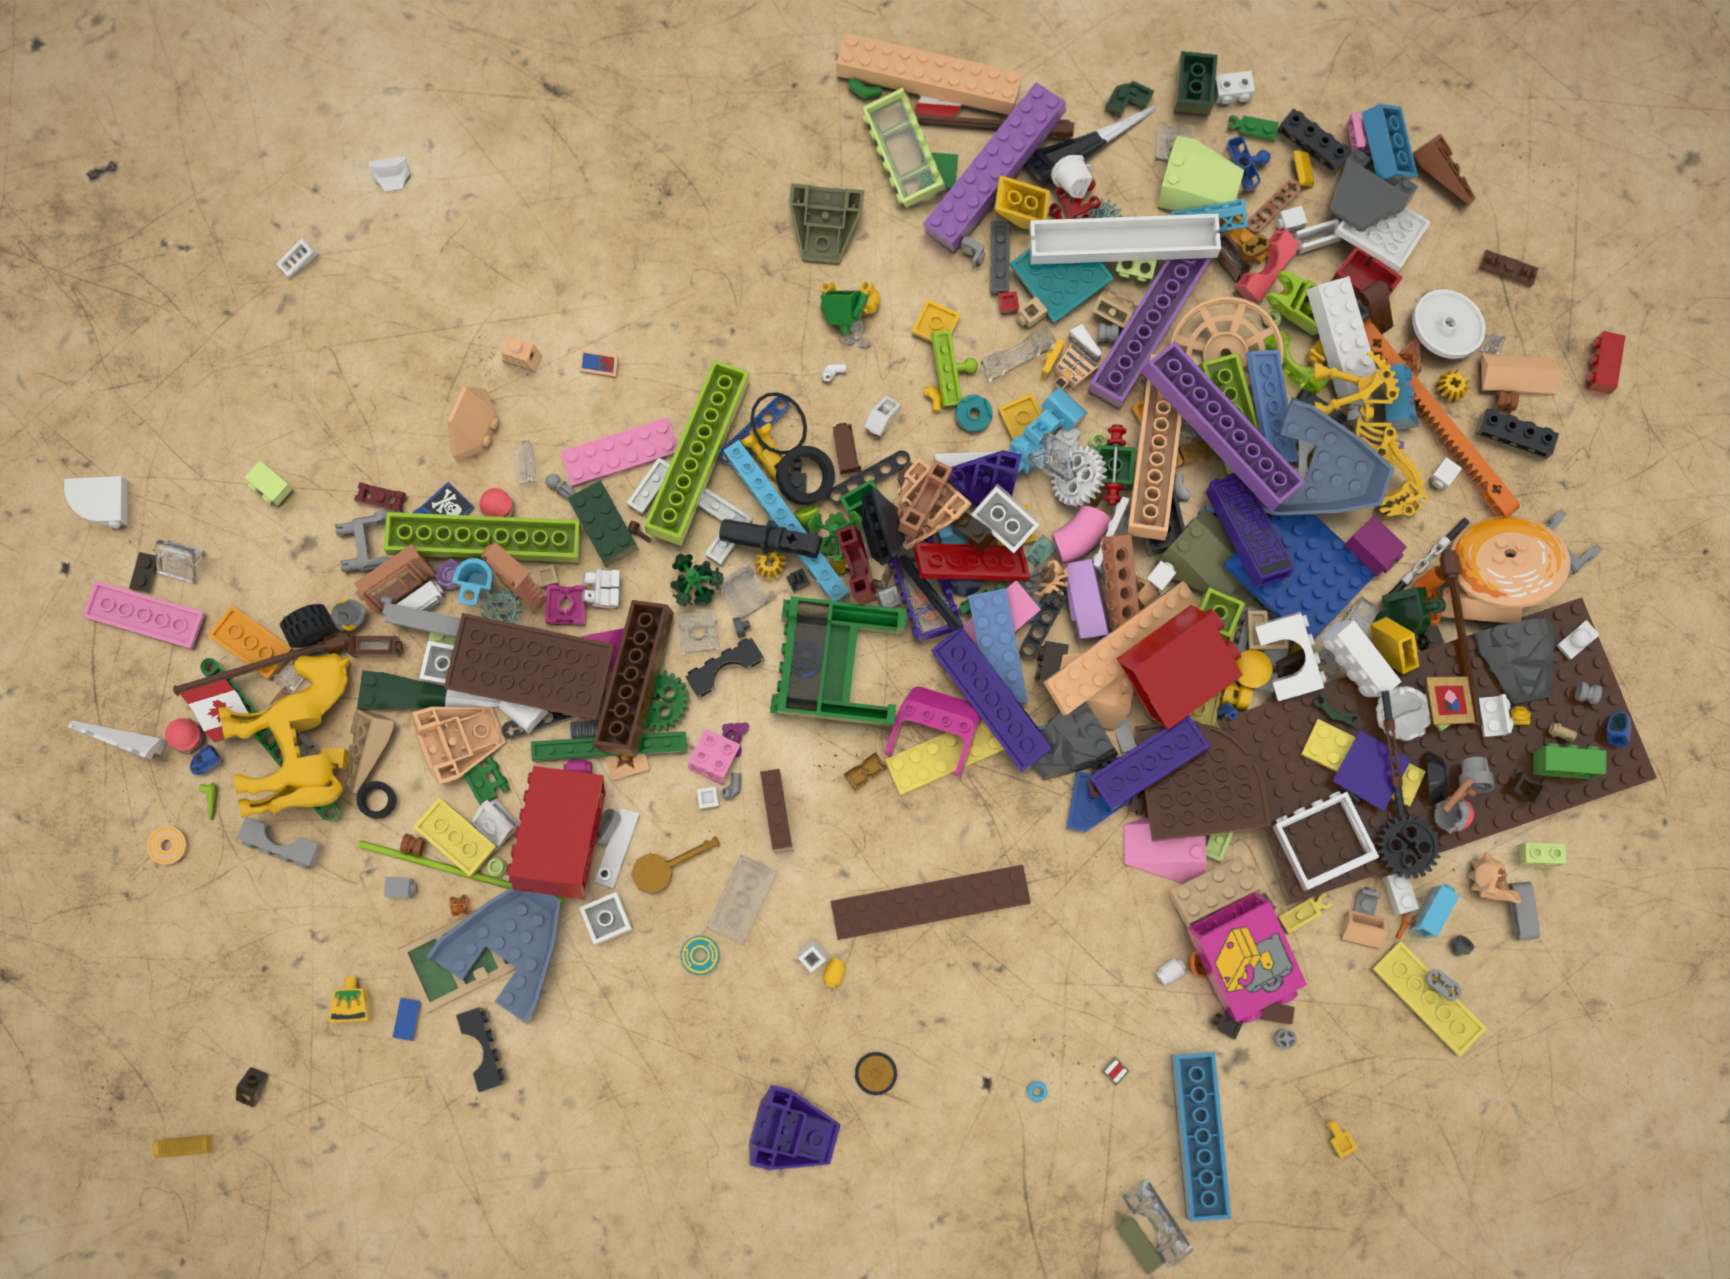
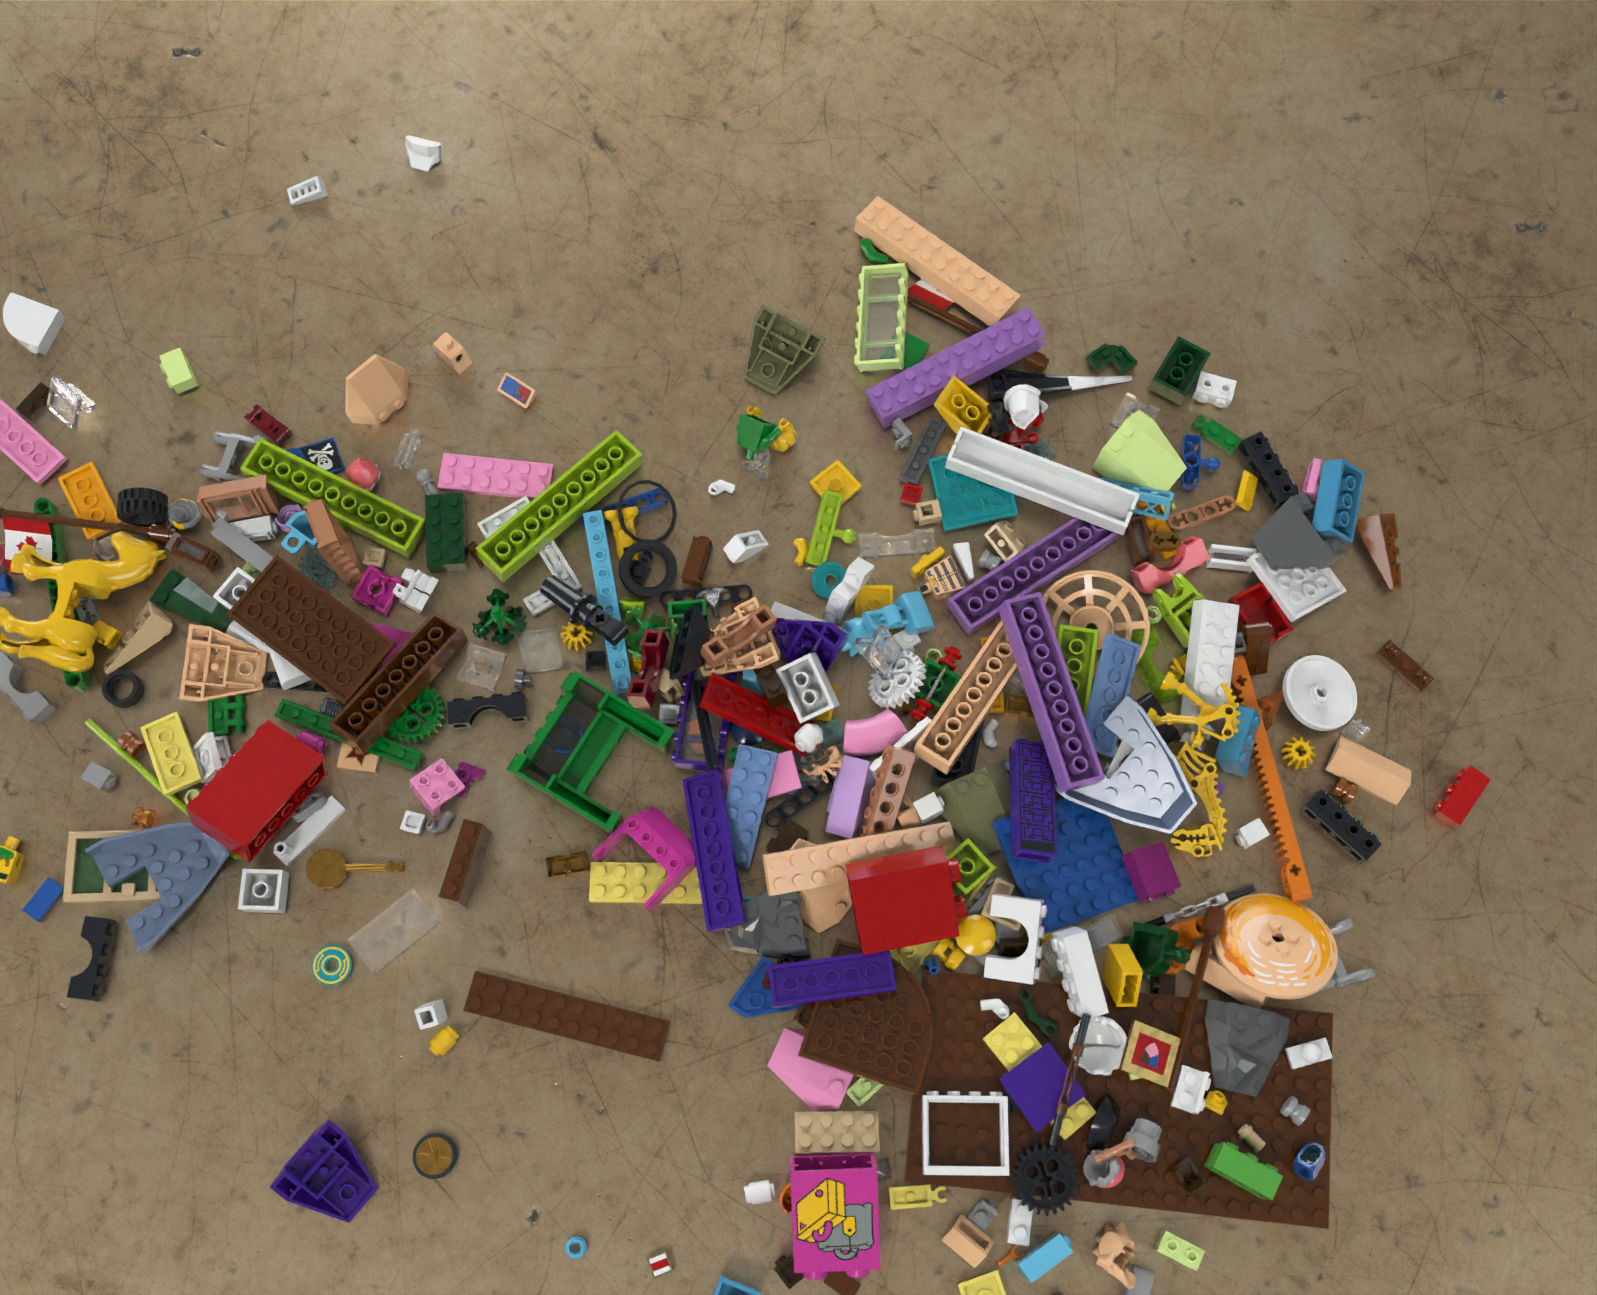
camera: 25 degrees right, 5 degrees down
(879, 475) = (713, 597): none -> clear plant
(995, 416) = (846, 592): none -> white arch
(1026, 562) = (808, 737): none -> white head
(1057, 199) = (999, 422): none -> black plate
(1125, 736) = (826, 942): white sticker -> none
(1135, 270) = (1043, 514): yellowish green brick -> none
(1292, 219) = (1213, 532): white brick -> none
(1301, 721) = (997, 1006): none -> white arm

